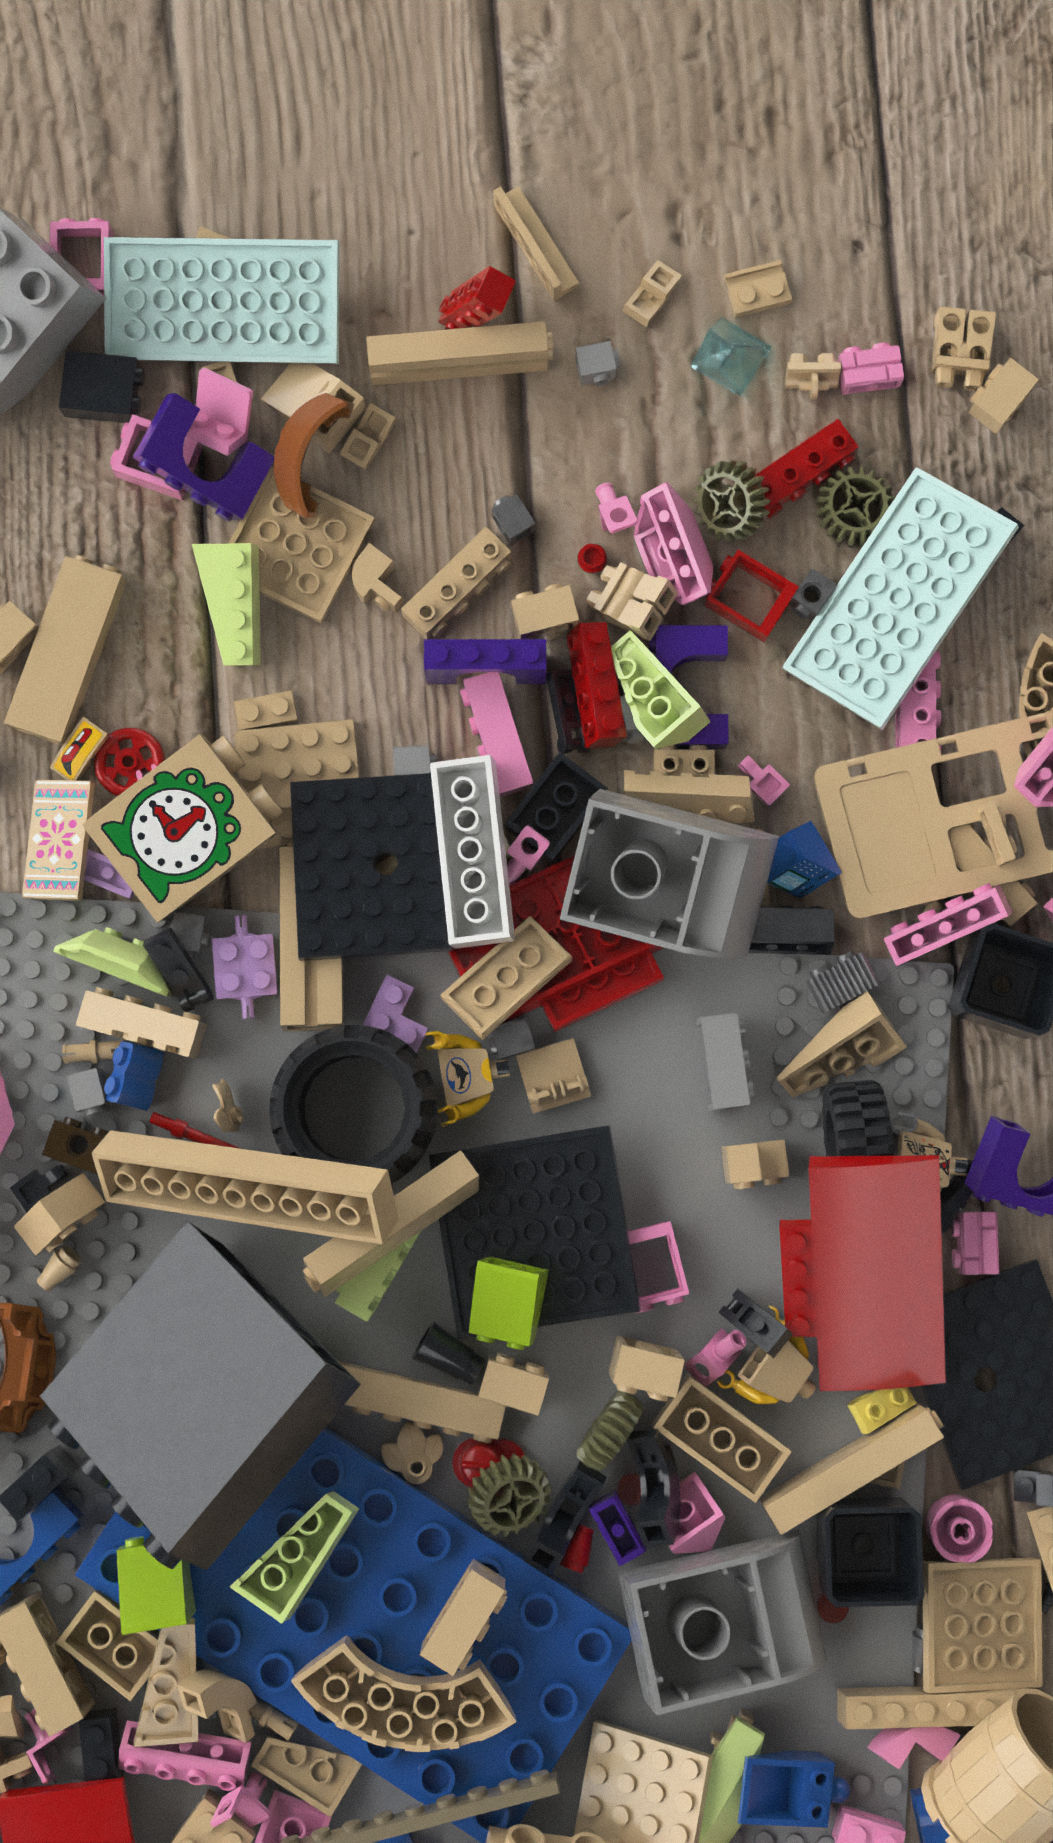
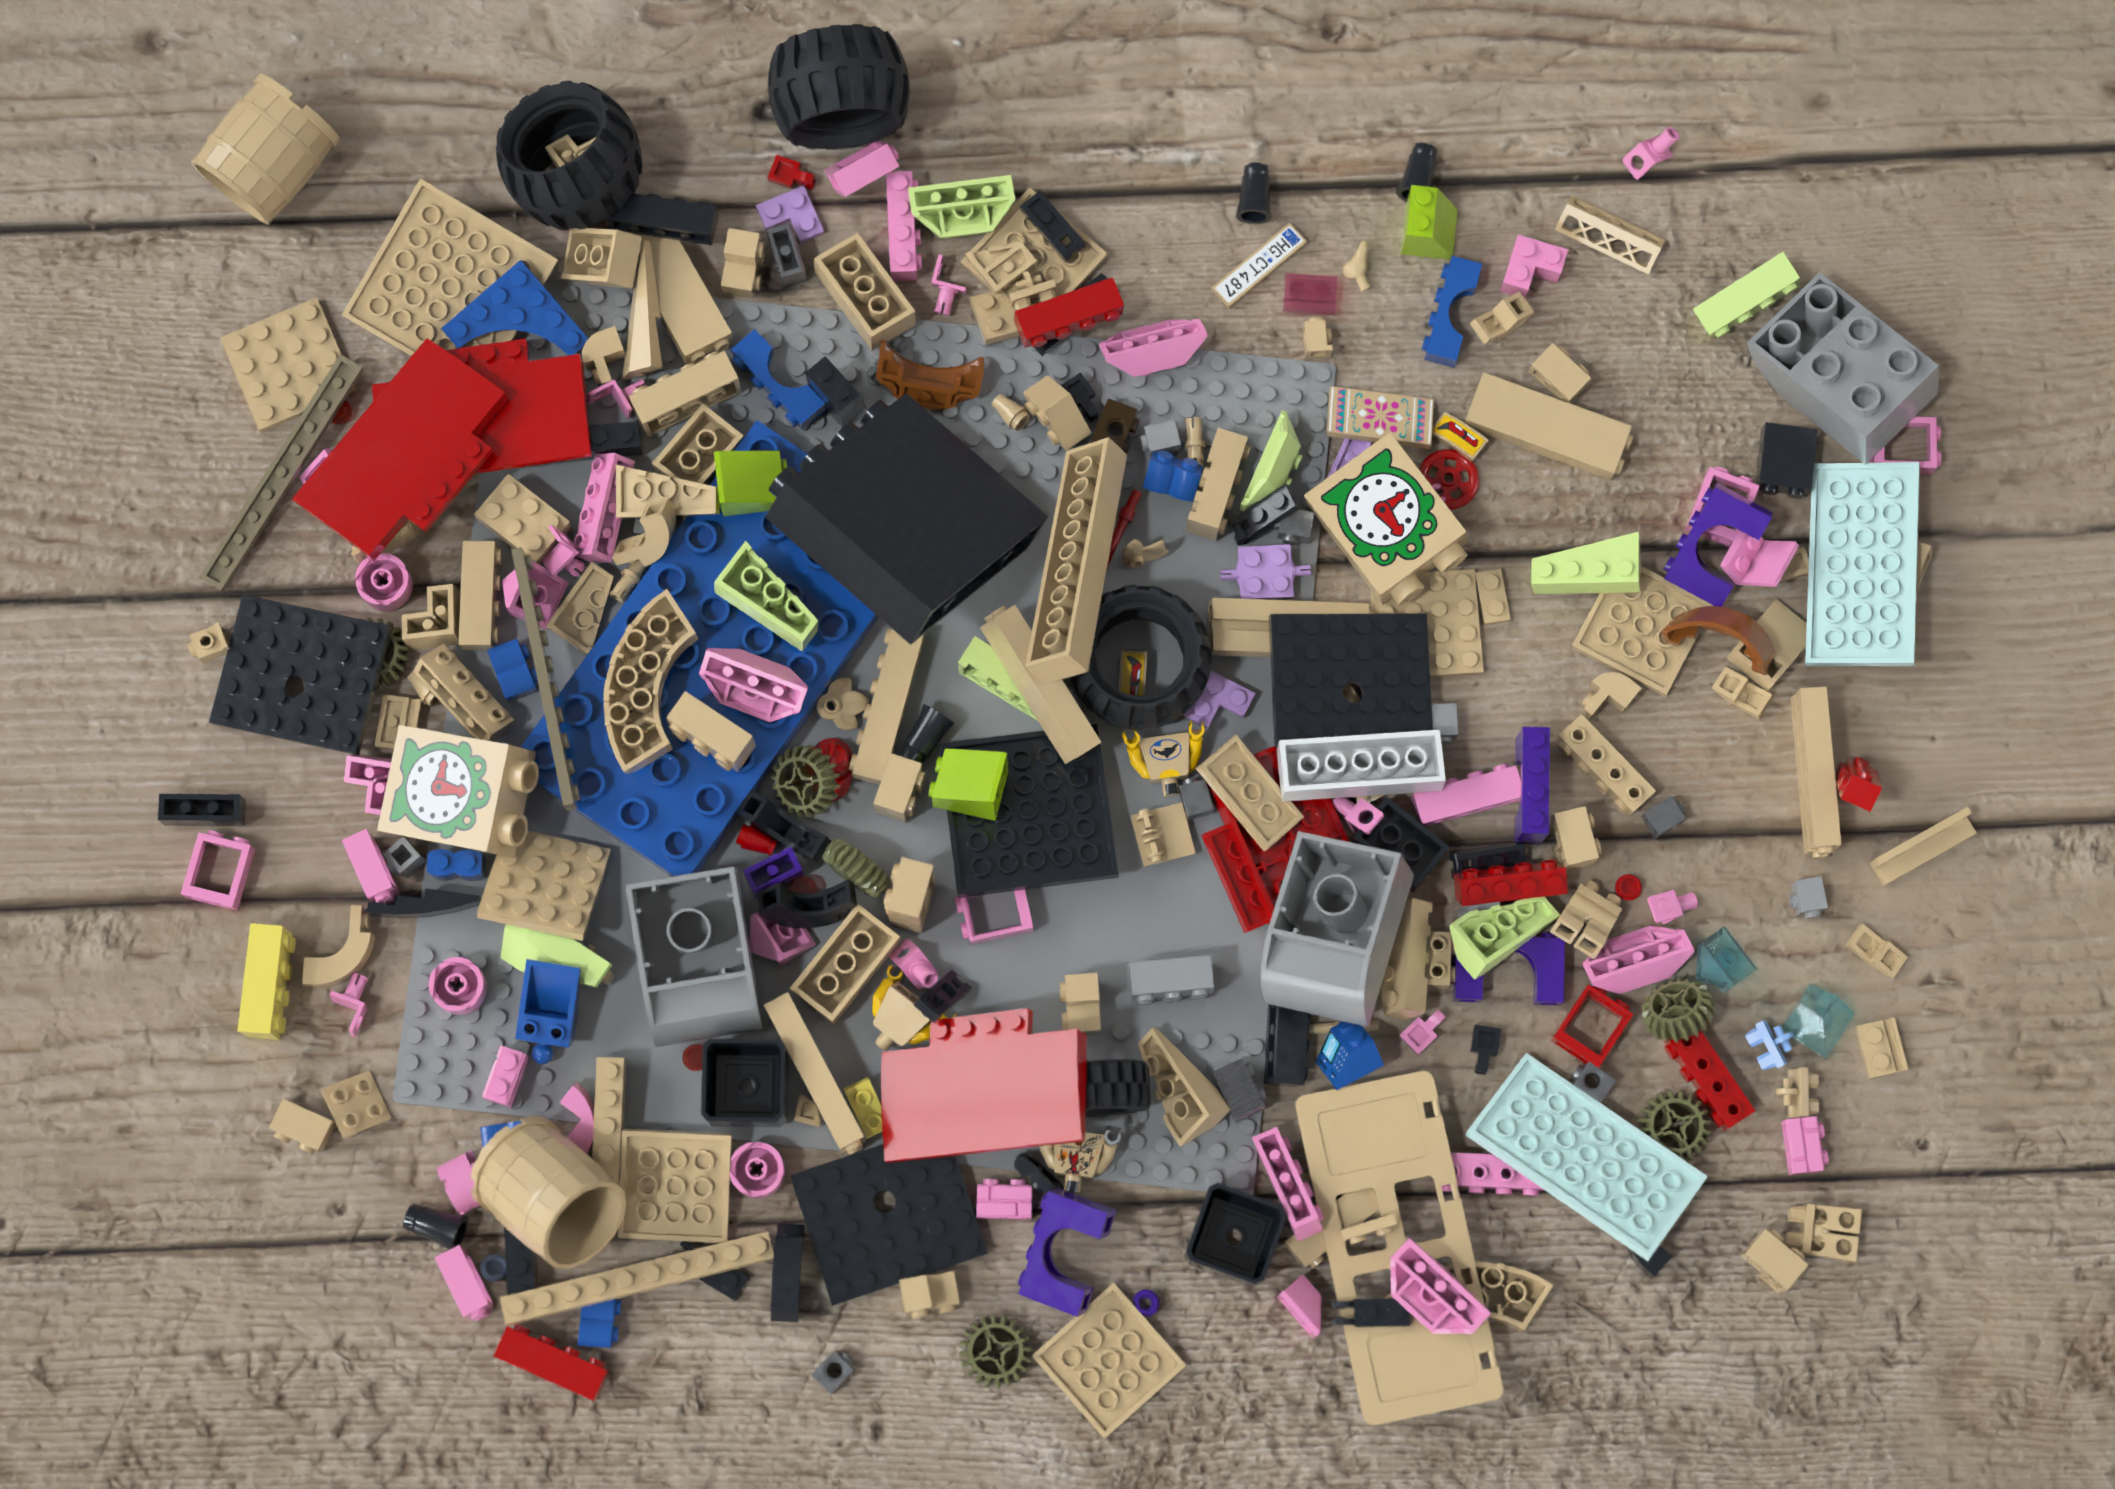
camera: 90 degrees right, 5 degrees down
(371, 1115) = (1132, 672): none -> slope
(400, 1568) = (752, 683): none -> bright pink wedge
(673, 454) = (1722, 961): none -> clear light blue slope
(772, 712) = (1485, 1044): none -> black plate
(774, 401) = (1774, 1056): none -> light blue hips

